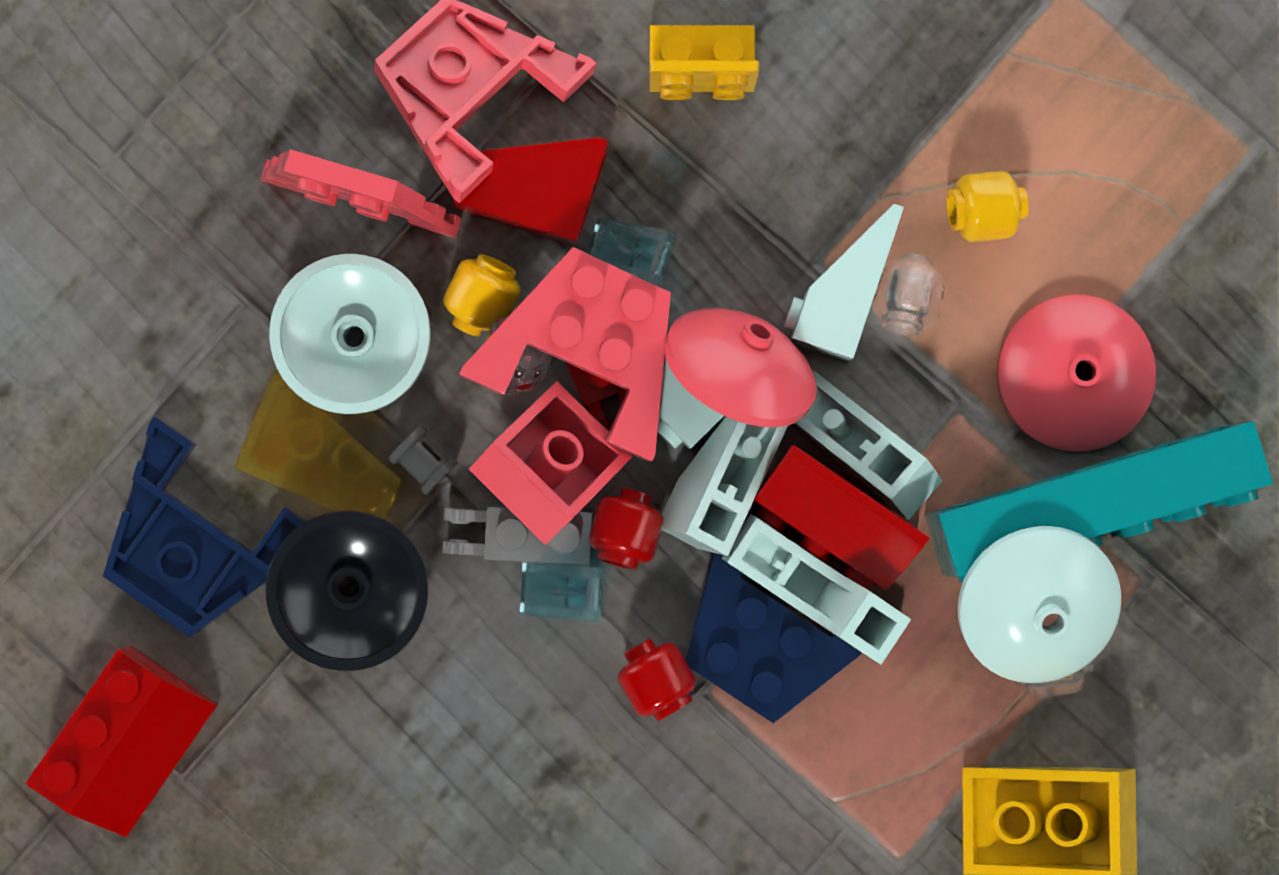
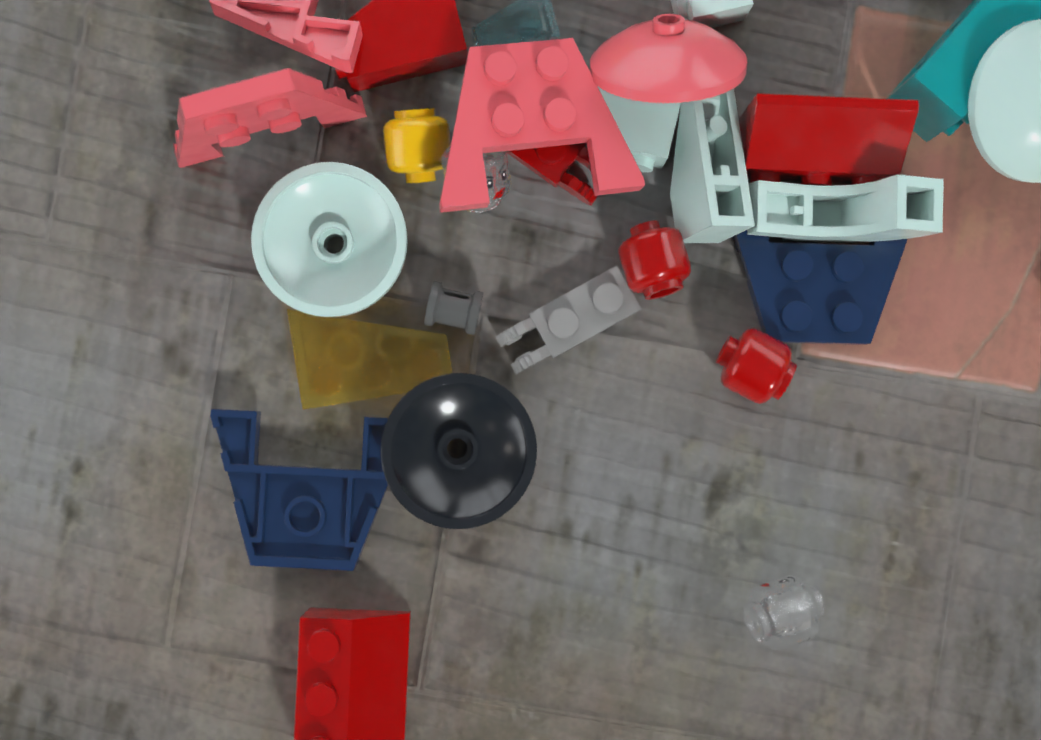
camera: 30 degrees left, 0 degrees up
(549, 463) = (561, 242): coral brick -> none
(562, 591) = (635, 341): clear light blue slope -> none
(869, 450) = (812, 69): light aqua slope -> none

